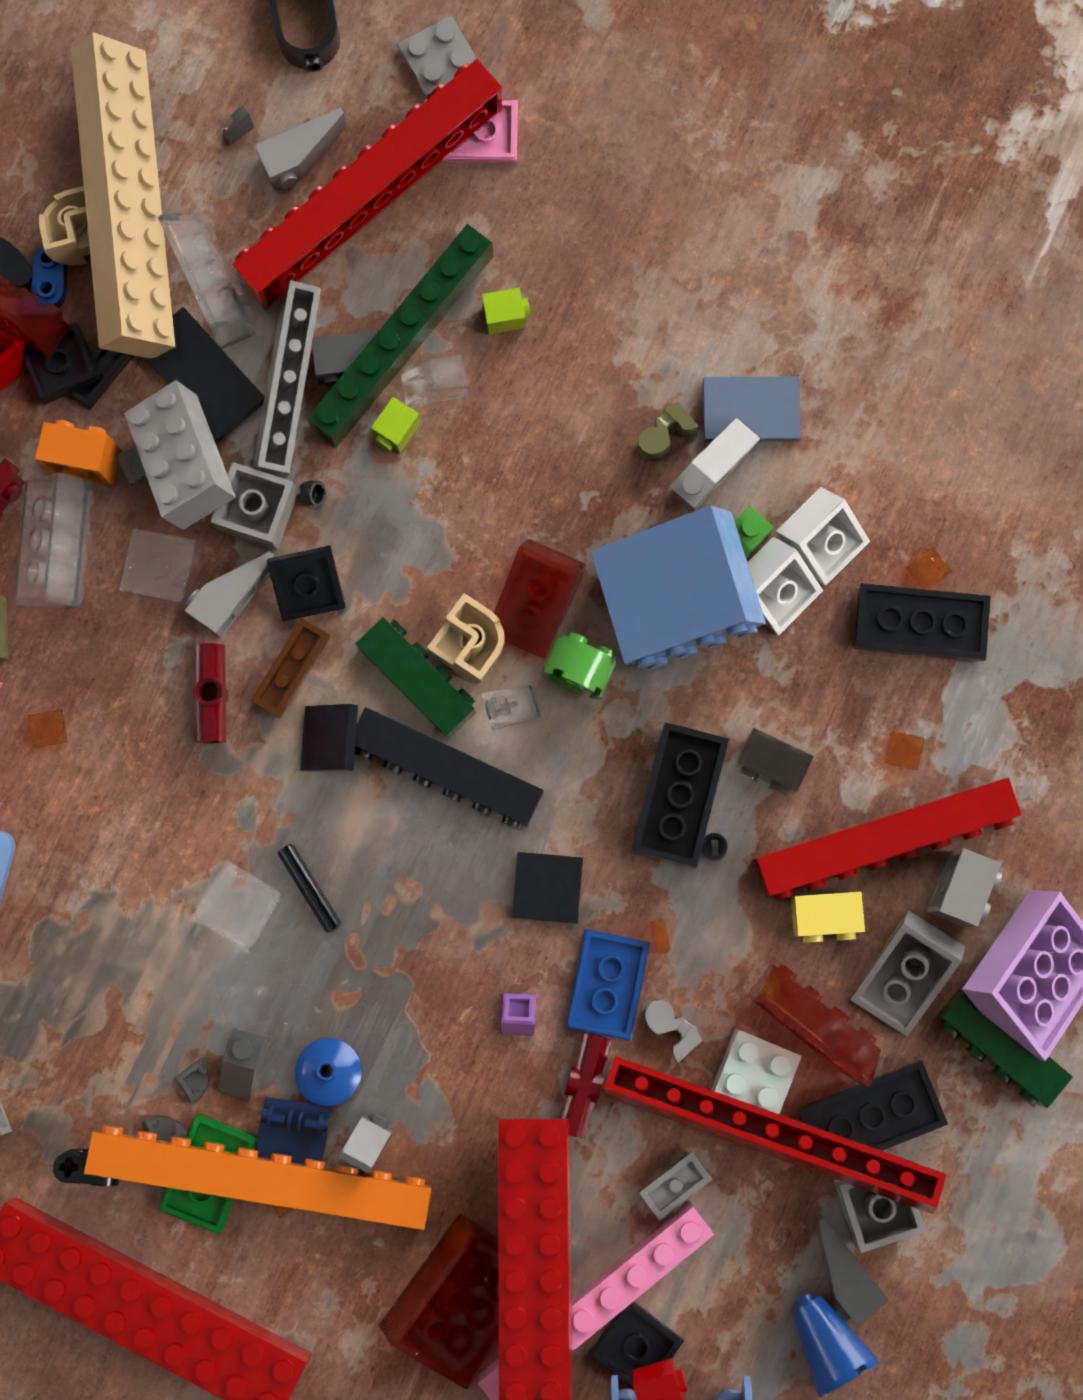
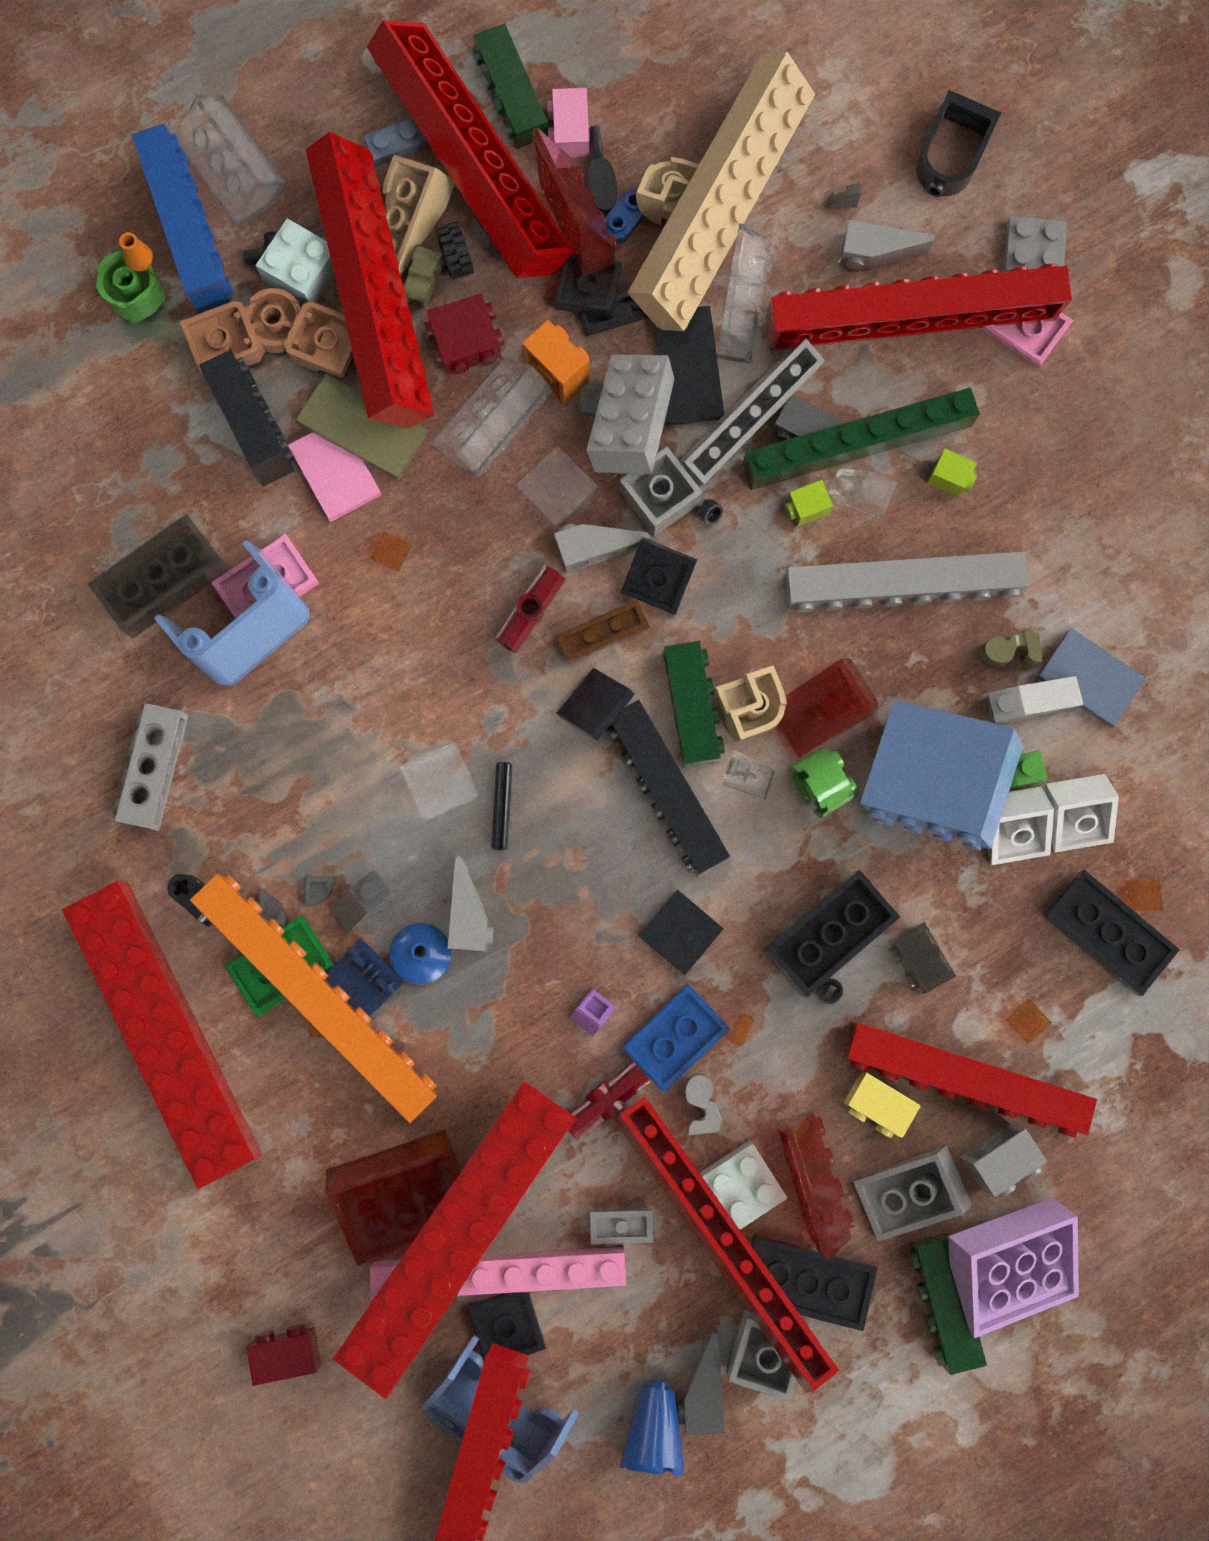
camera: 30 degrees right, 0 degrees up
(348, 1009) = (468, 920): none -> light grey slope
(367, 1142) = (413, 1027): slope -> none
(529, 436) = (906, 581): none -> light grey brick

